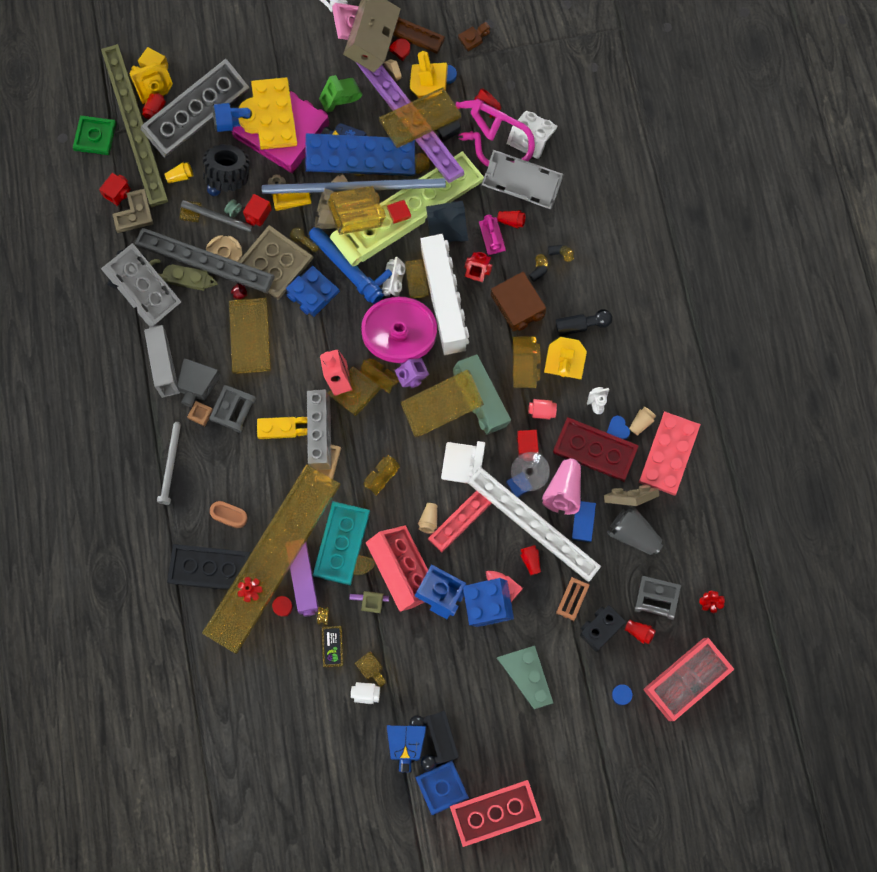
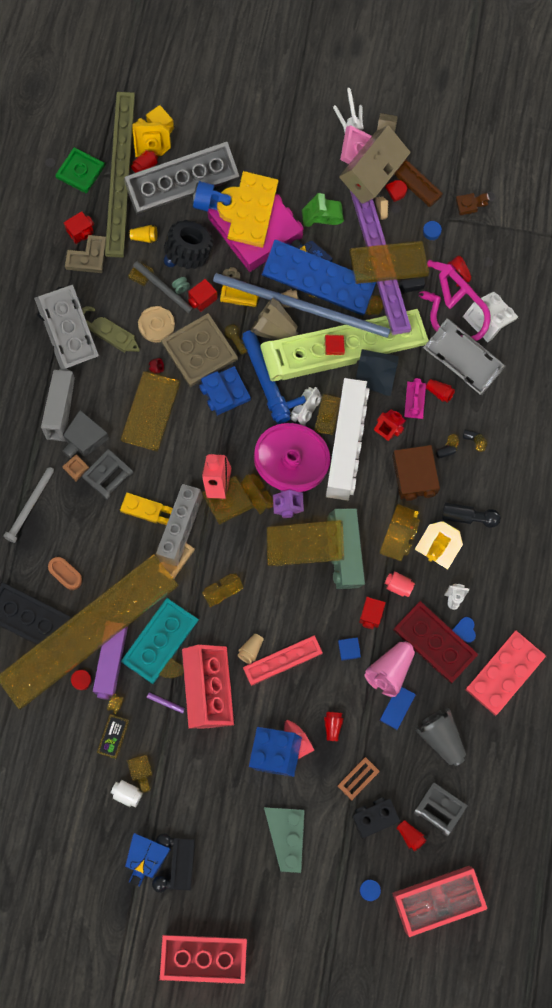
camera: 15 degrees right, 0 degrees up
(205, 260) = (136, 325): dark grey tile -> none
(250, 589) = (55, 653): red plant -> none
(356, 210) = (294, 329): clear yellow brick -> none
(372, 602) = (166, 708): olive tile -> none
(427, 76) = (412, 226): yellow piece -> none
(441, 591) = (234, 724): blue plate -> none
(442, 787) = (163, 913): blue tile -> none
(462, 461) = (304, 607): white bracket -> none
(534, 524) = (348, 693): white tile -> none
(540, 471) = (366, 650): clear dish -> none
(632, 497) = (452, 703): dark tan plate -> none
(642, 420) = (491, 631): tan cone -> none
(712, 600) = (491, 833): red plant -> none

